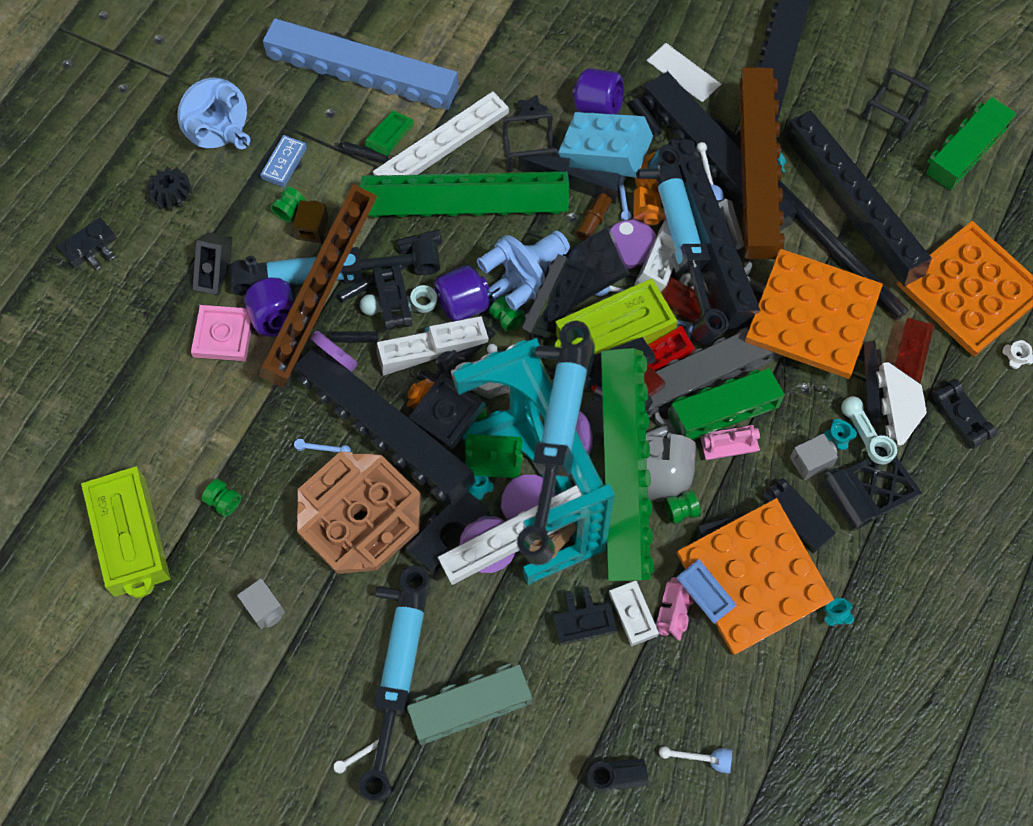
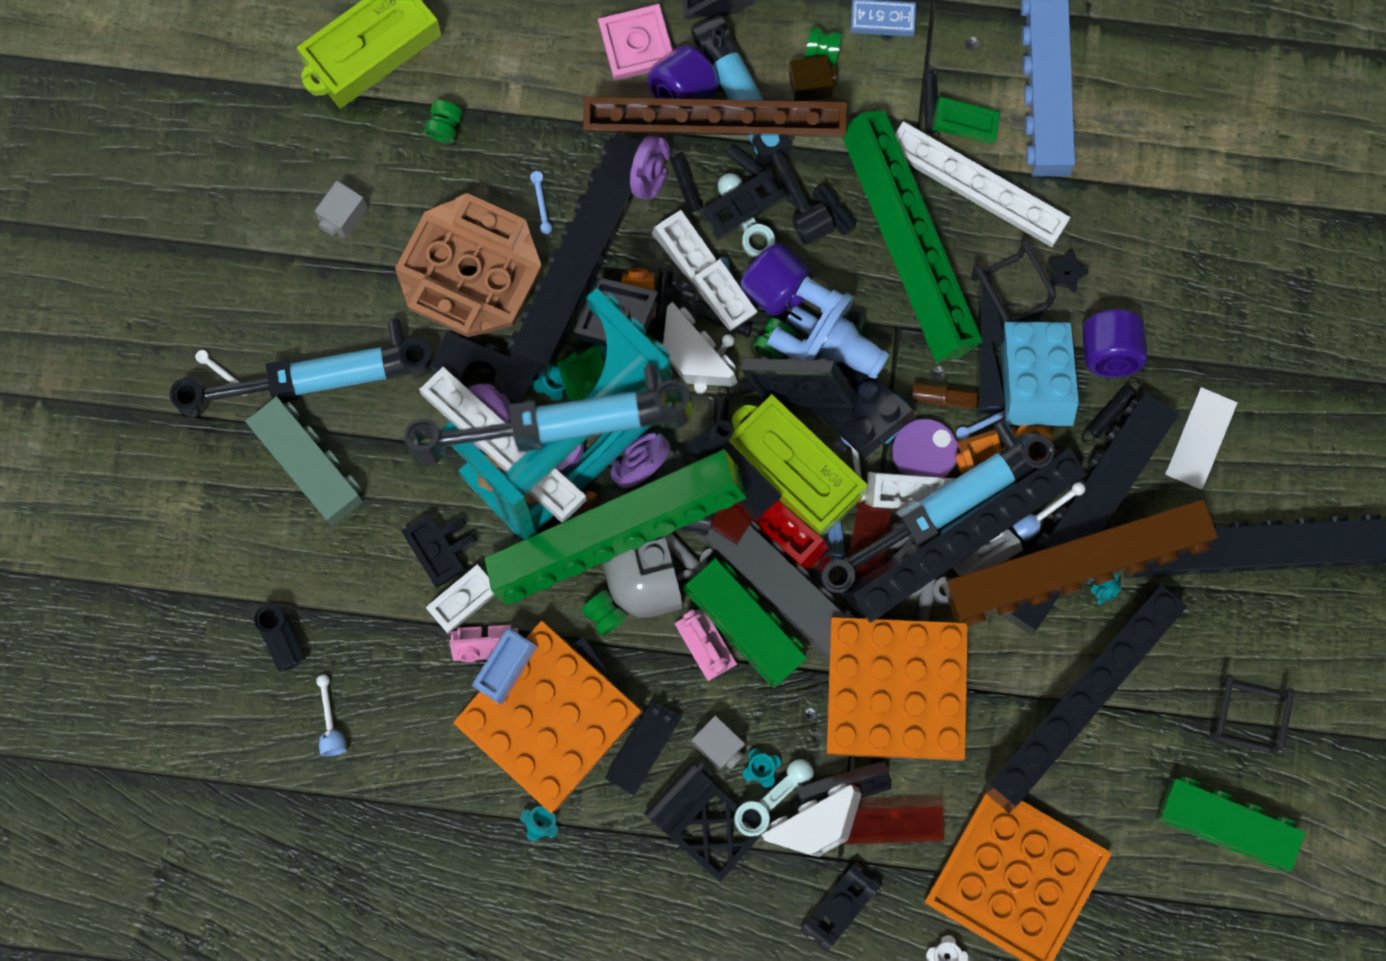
camera: 70 degrees right, 10 degrees up
(832, 243) = (1027, 673): black axle -> none

